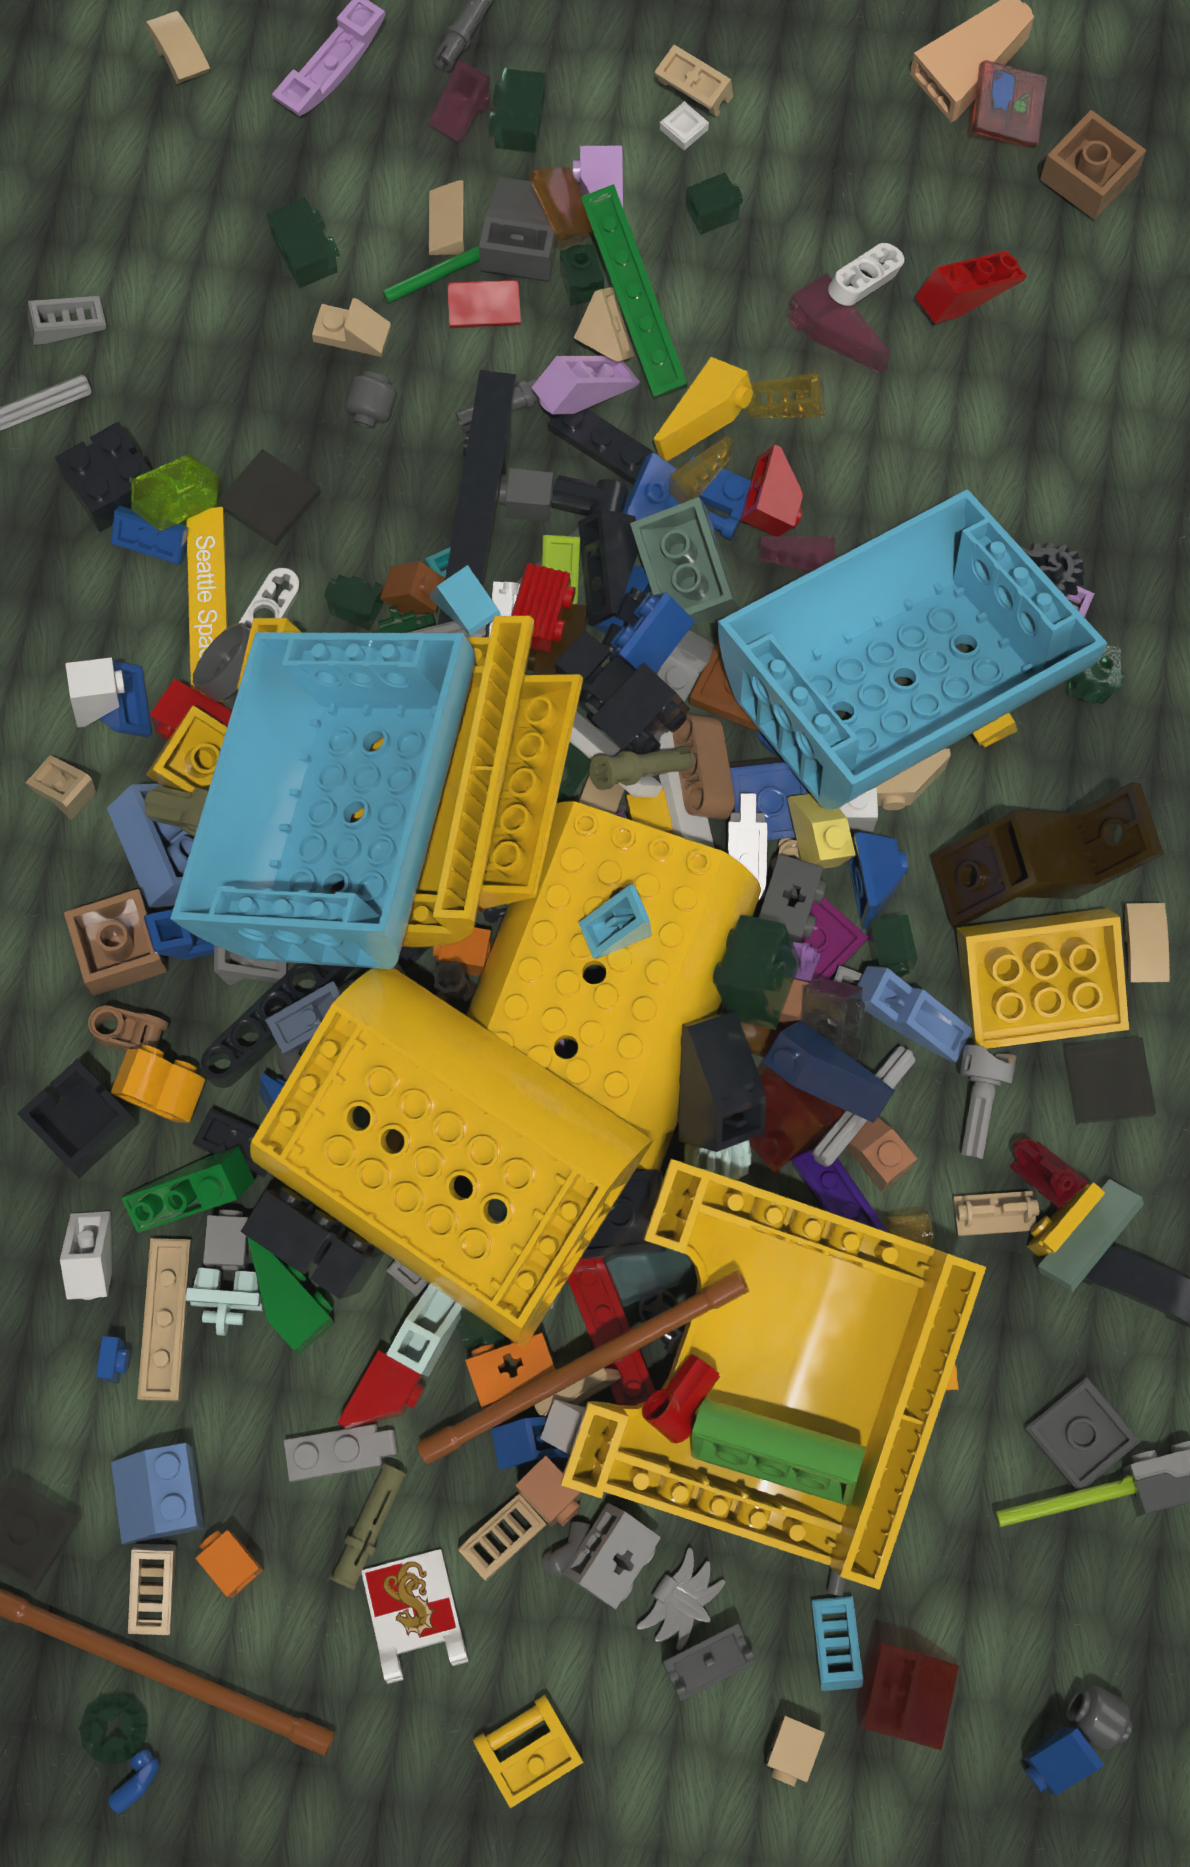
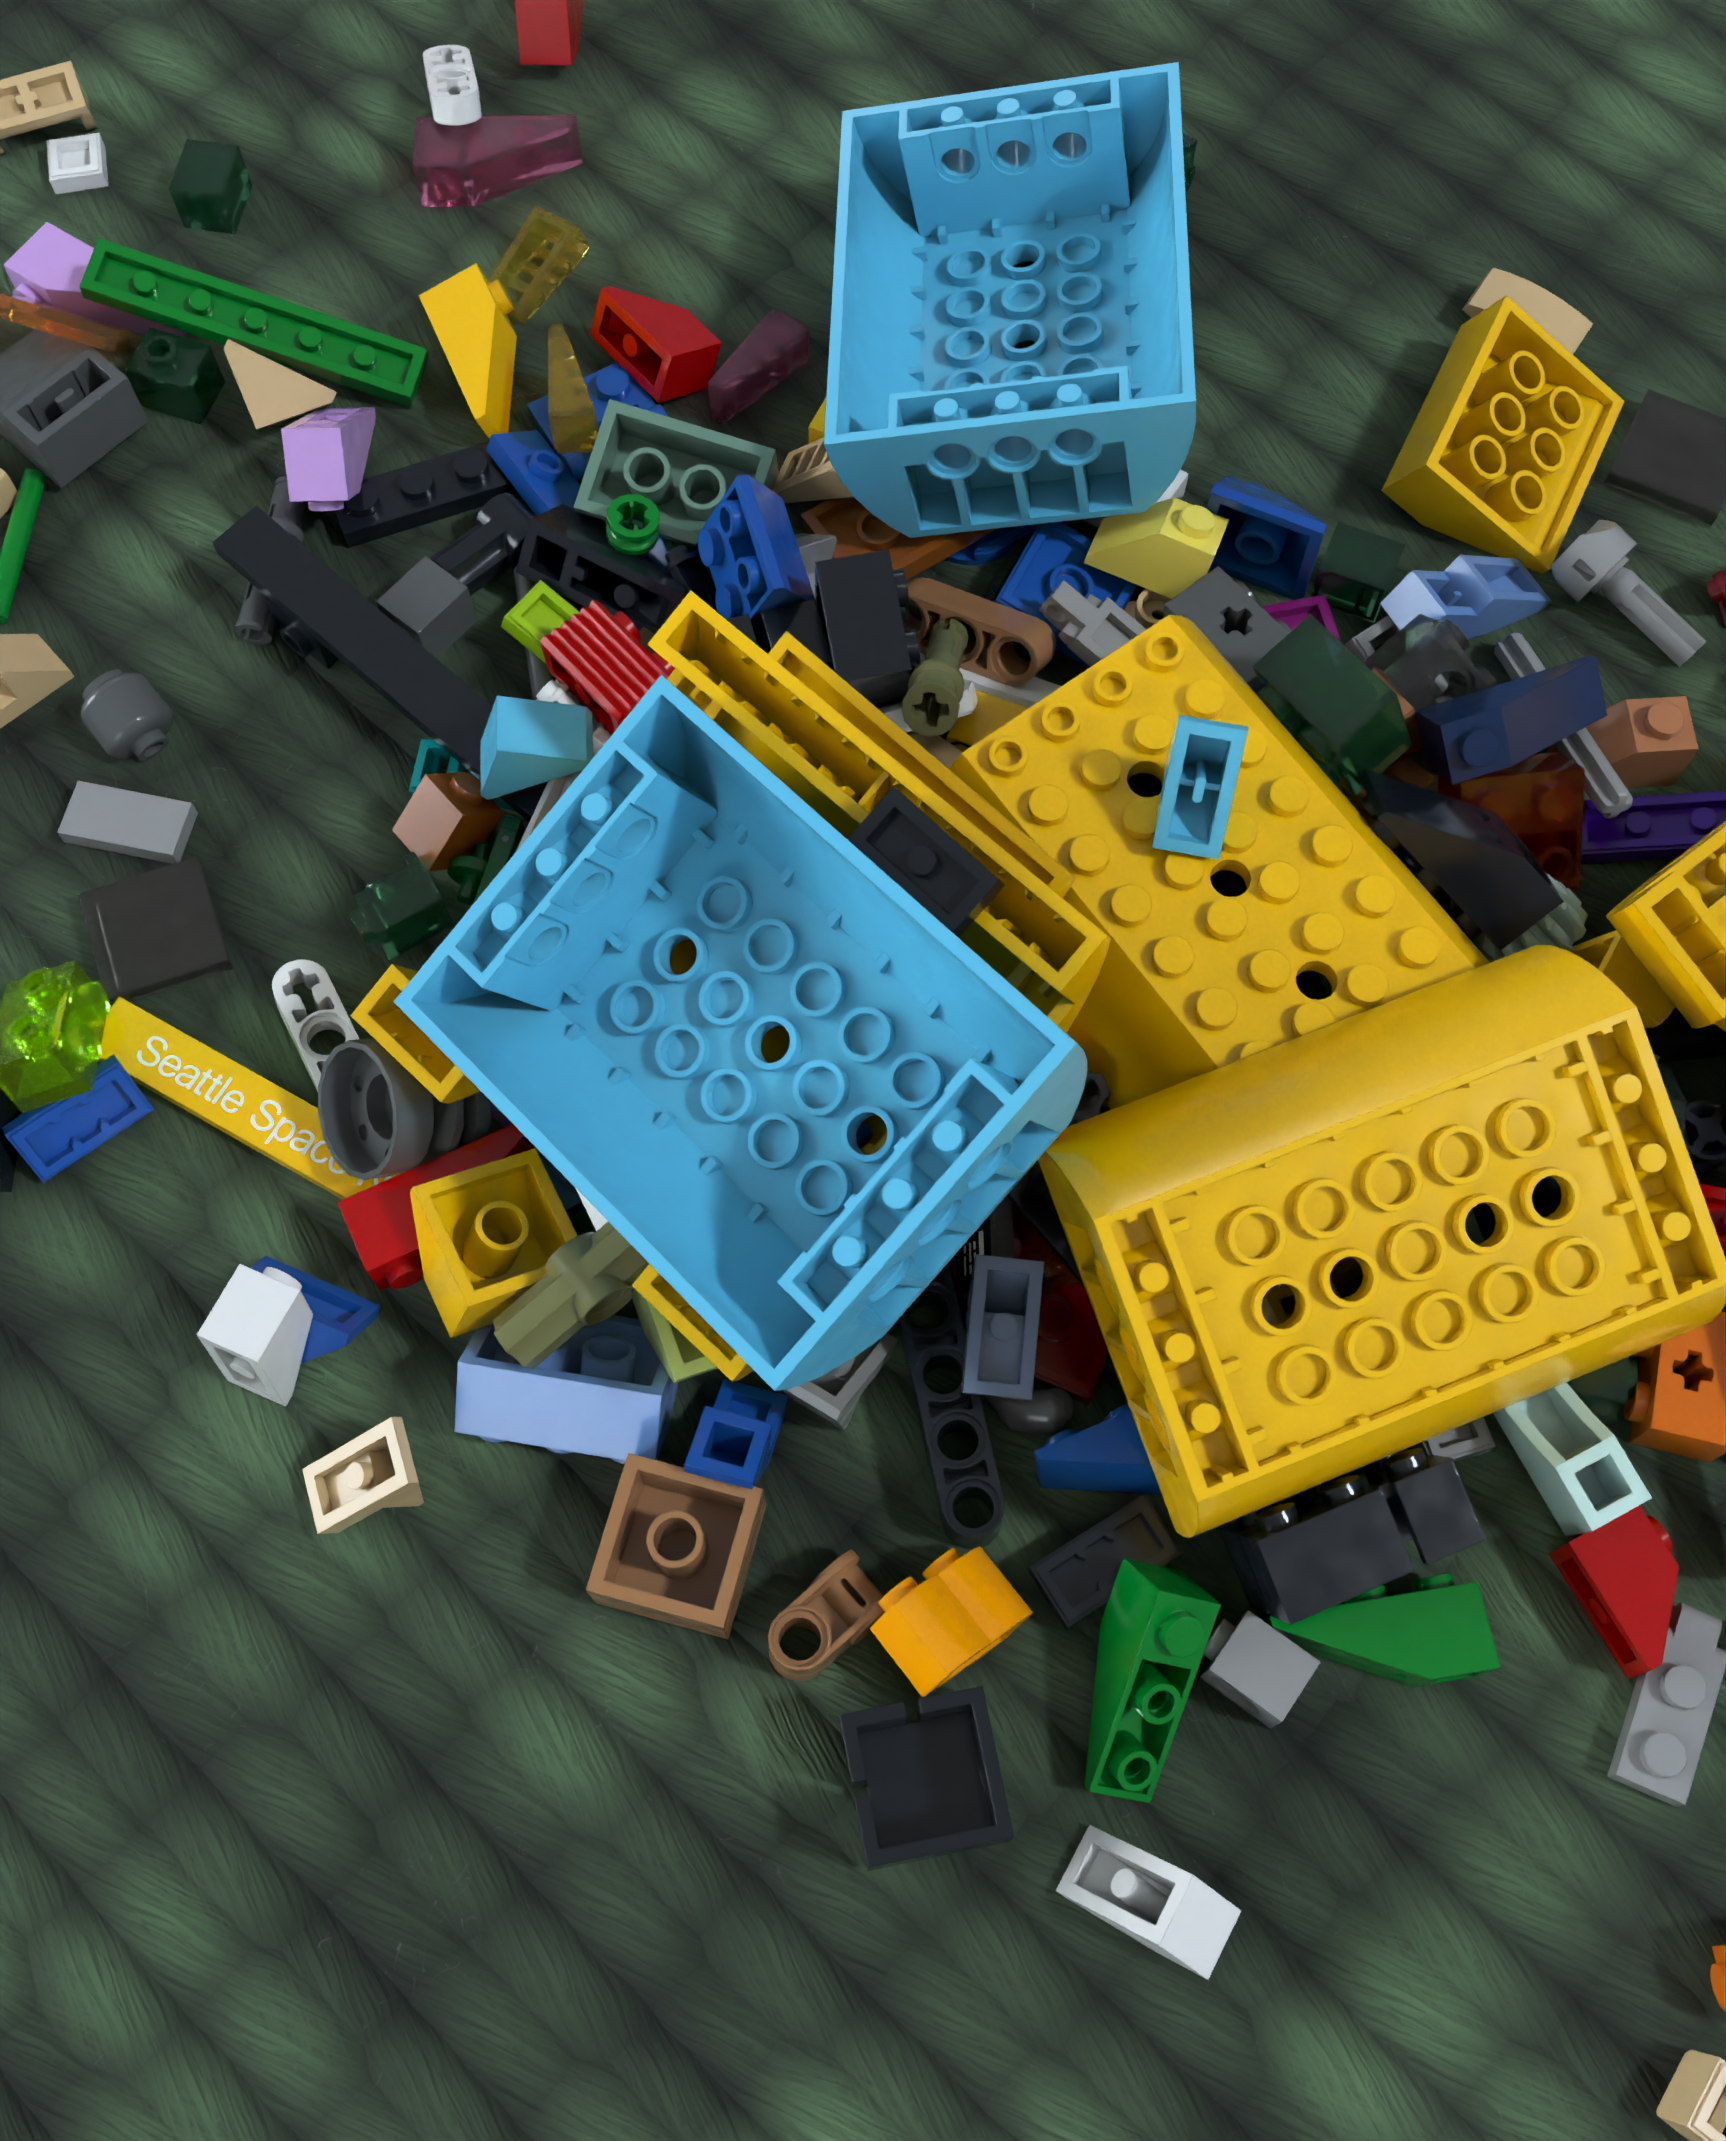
camera: 55 degrees left, 5 degrees down
(112, 1359) = (1346, 1966): blue plate -> none
(157, 1493) = (1605, 2029): medium blue slope -> none
(164, 1320) = (1319, 1846): tan tile -> none
(207, 1293) = (1321, 1749): light aqua hips -> none
(317, 442) = (127, 822): none -> light grey tile
(451, 814) = (926, 862): none -> black plate
(484, 303) = (111, 509): slope -> none
(626, 551) = (637, 508): none -> green bush
(1046, 854) = (1364, 331): dark brown bracket -> none

